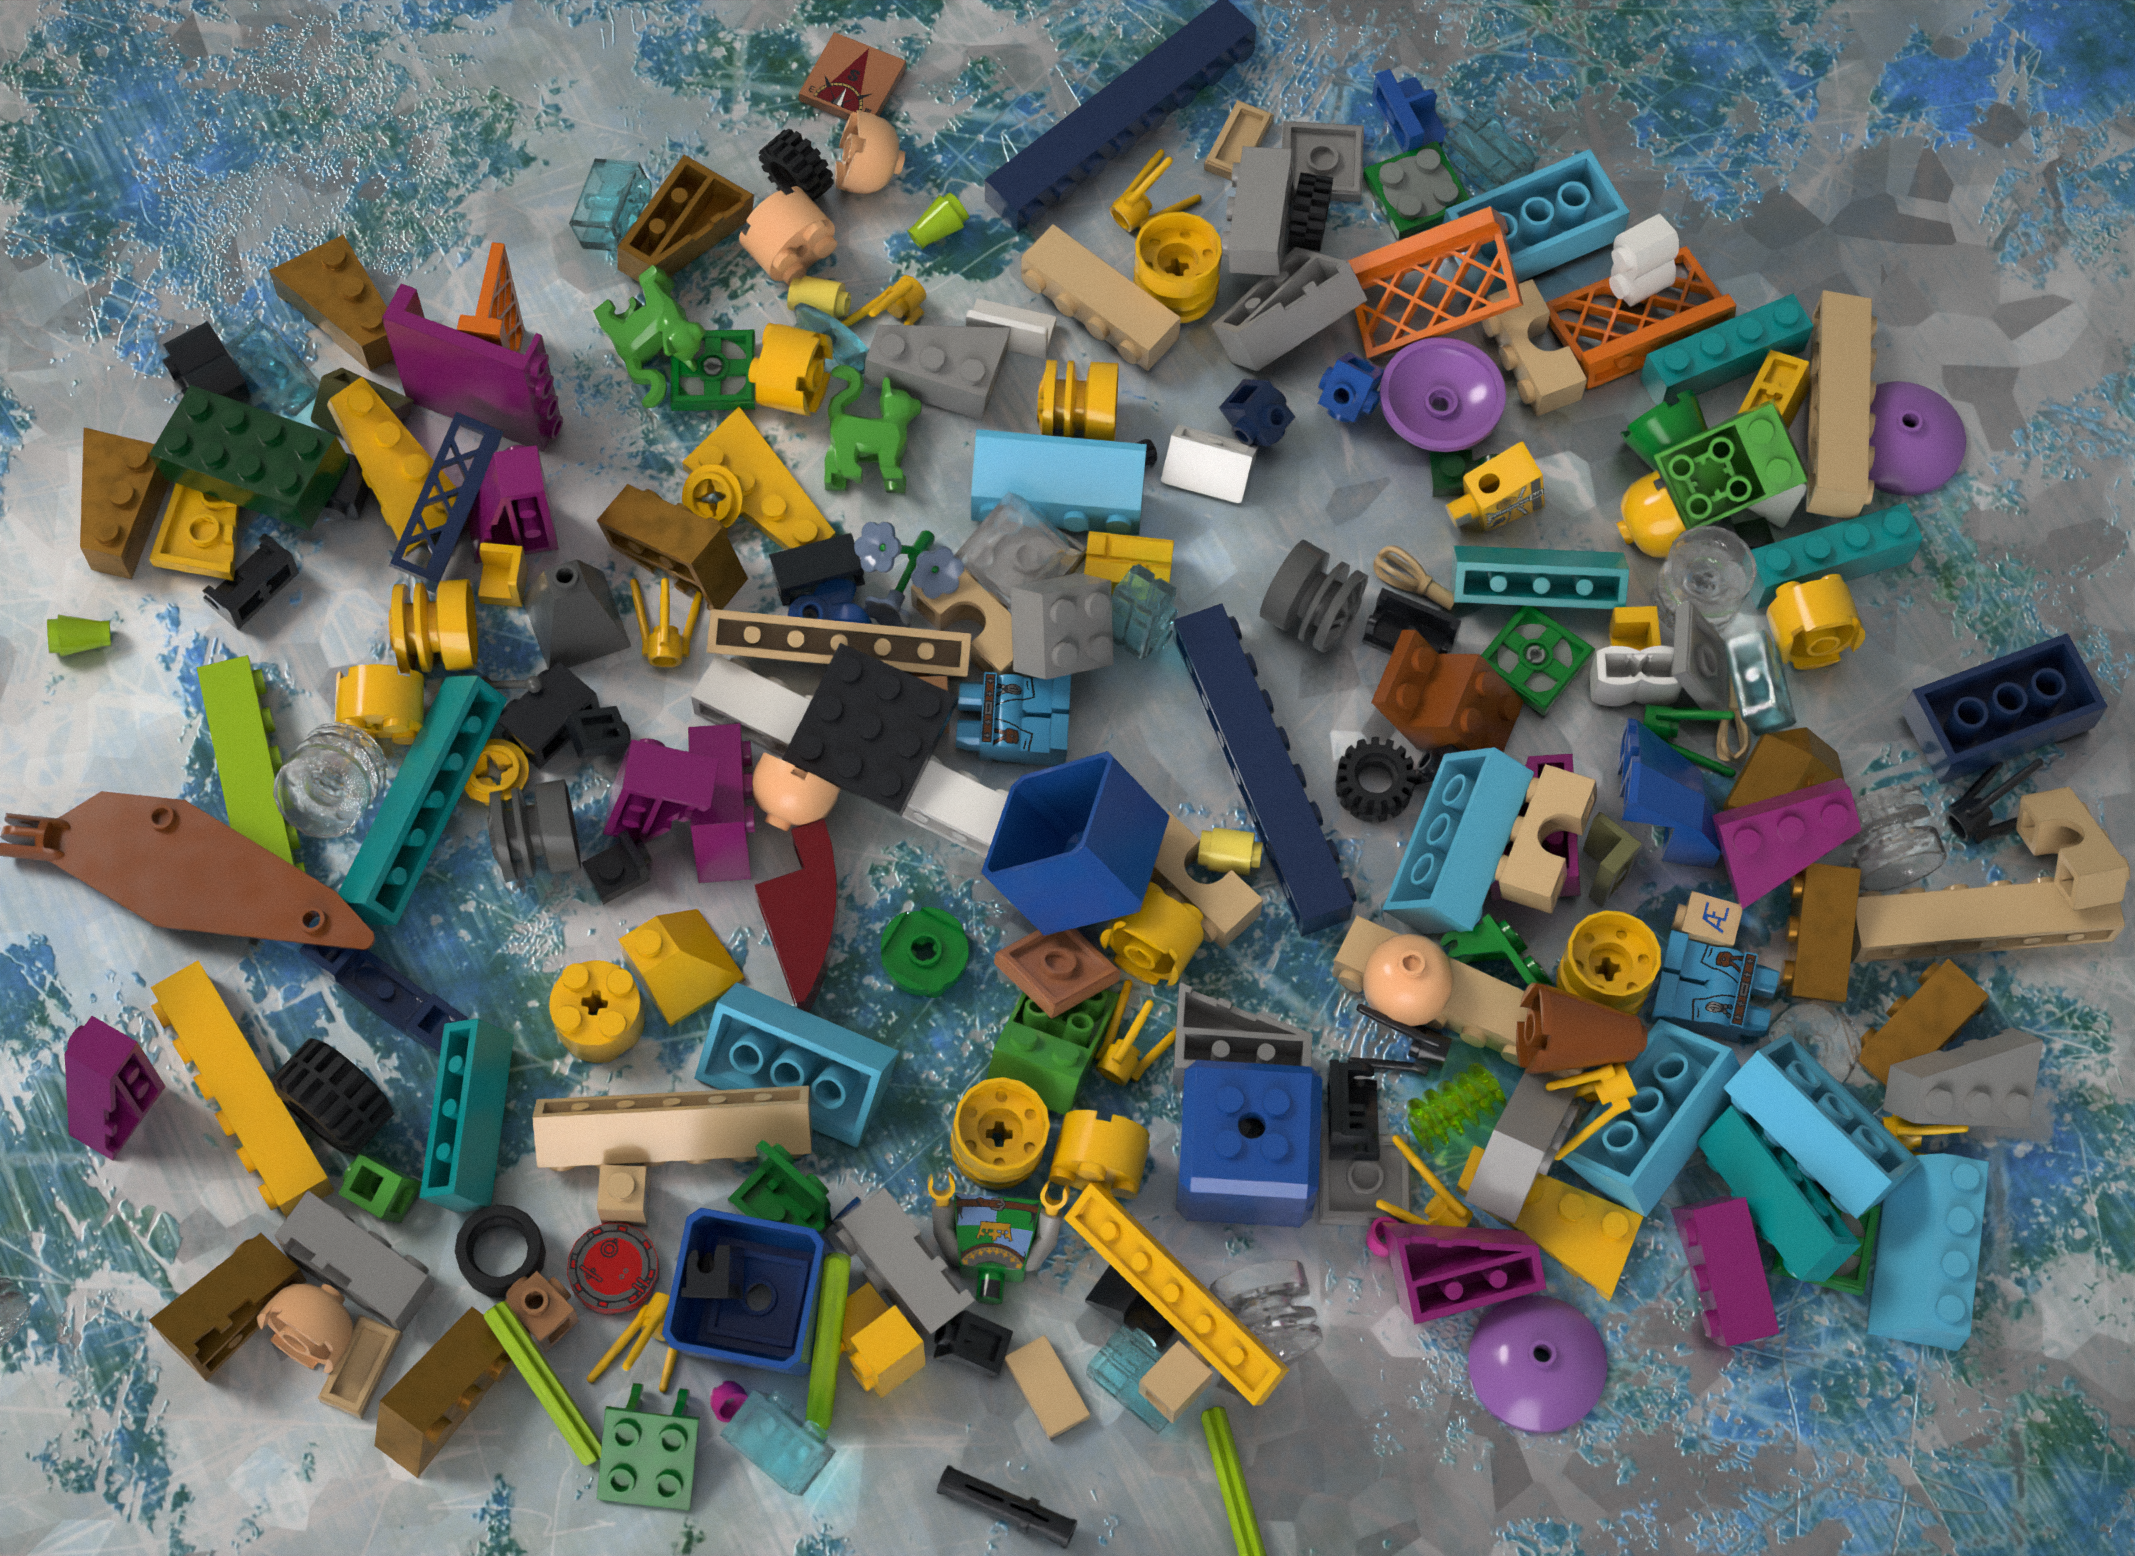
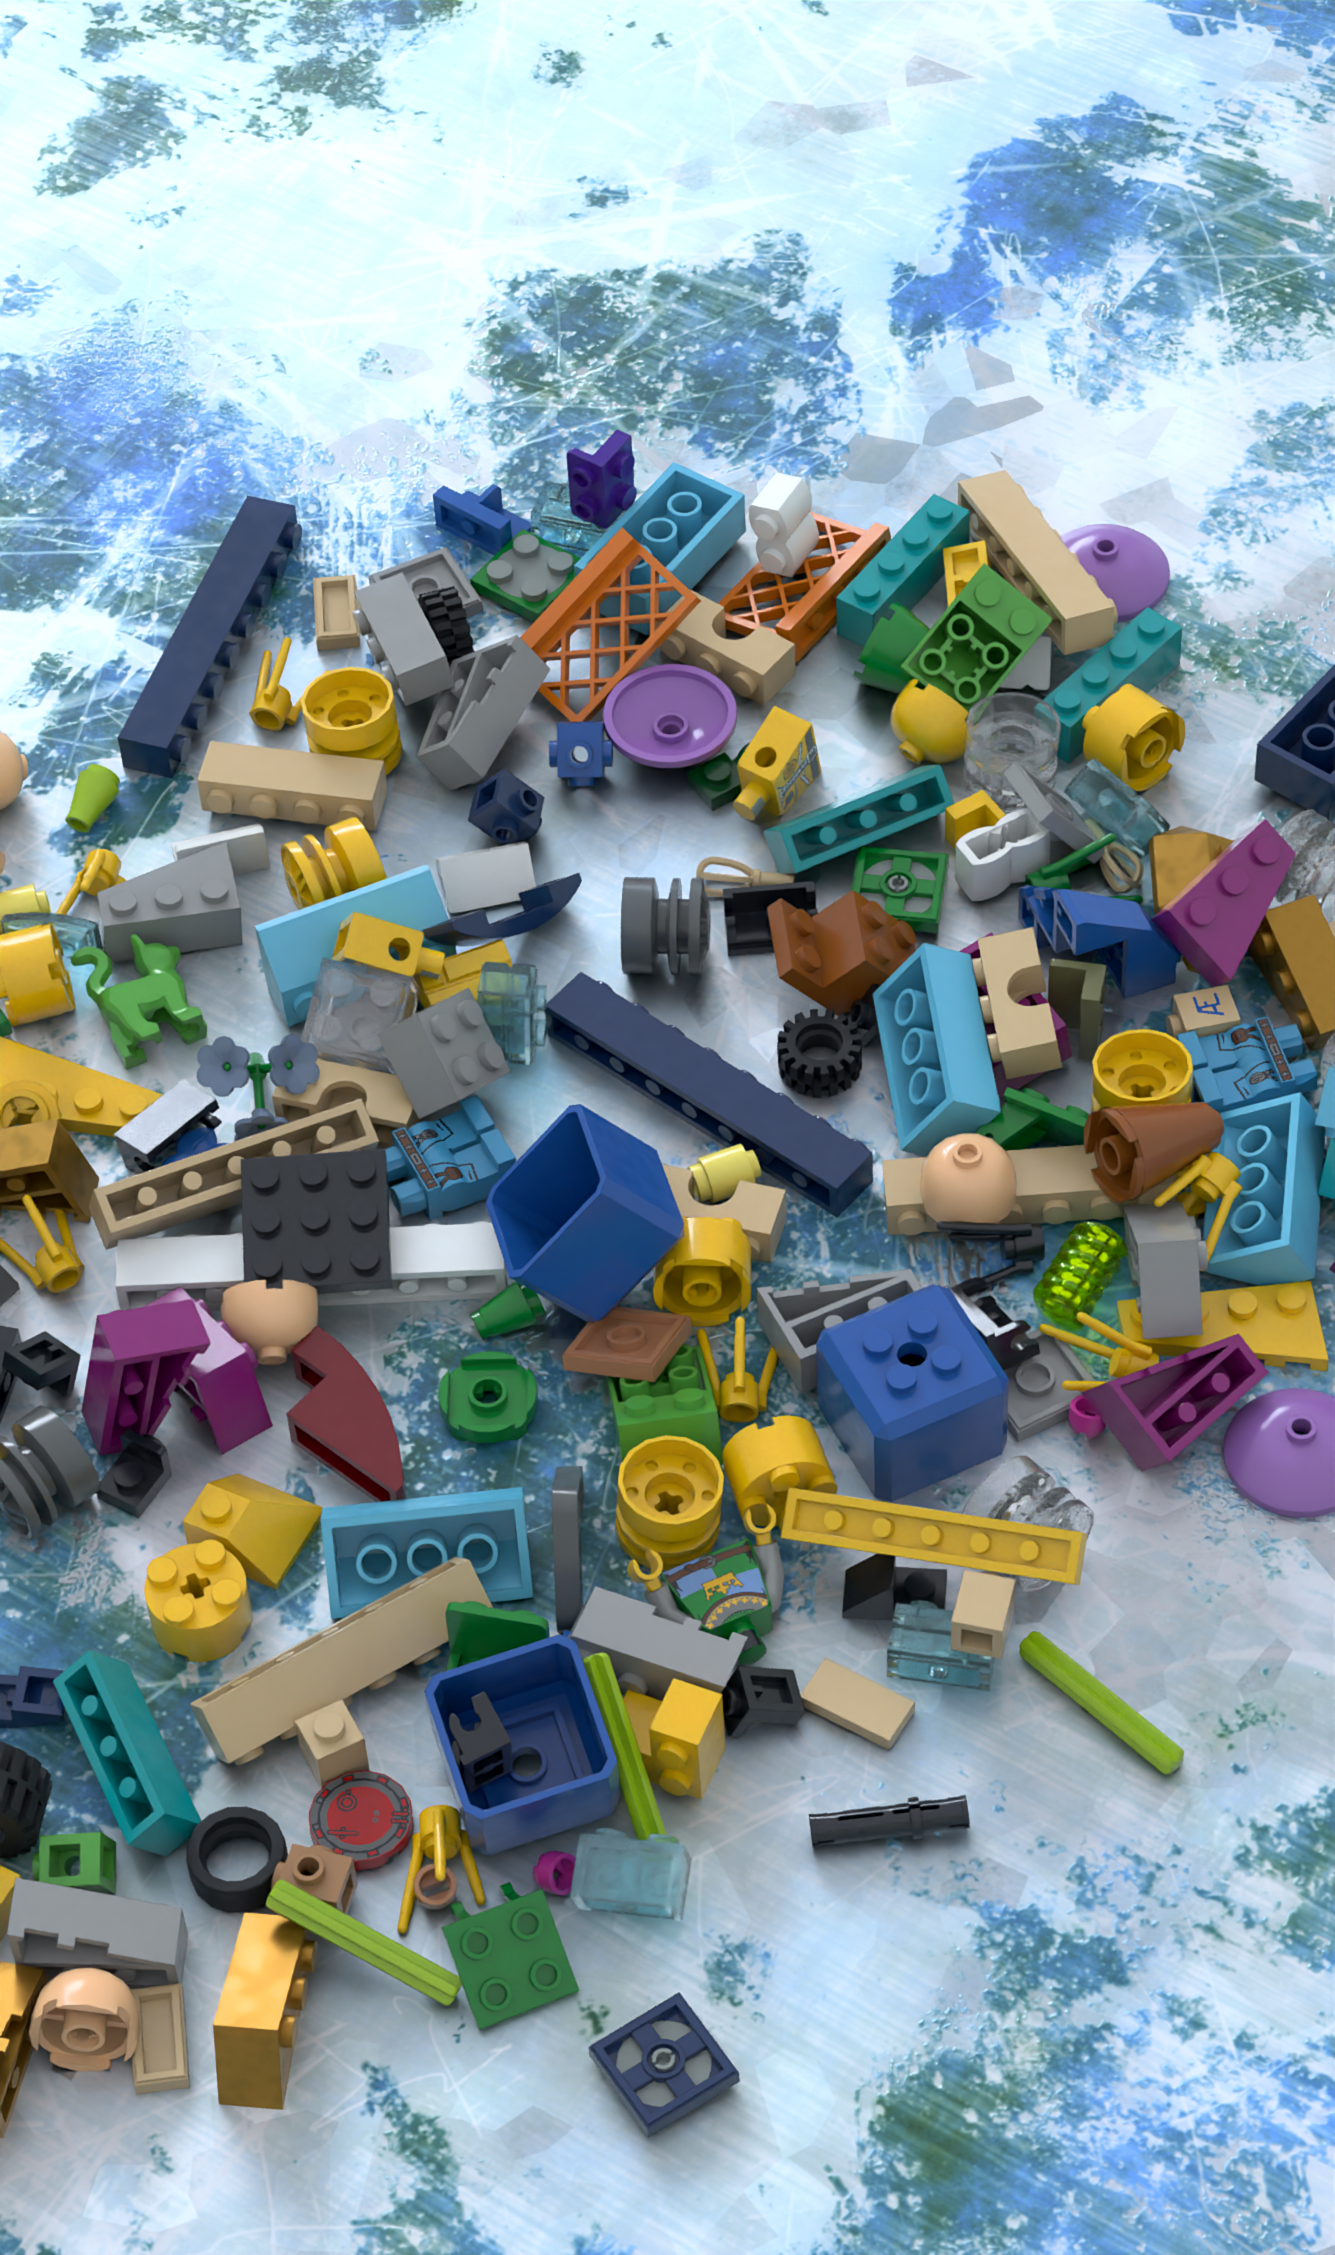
camera: 25 degrees left, 15 degrees down
(635, 1372) = (426, 1881): none -> nougat hinge
(903, 1107) = (566, 1523): none -> dark grey beam
(972, 883) = (508, 1311): none -> green cone
(1053, 494) = (366, 942): none -> yellow torso
(1236, 517) = (539, 906): none -> dark blue slope
(1513, 146) = (602, 482): none -> dark purple bracket

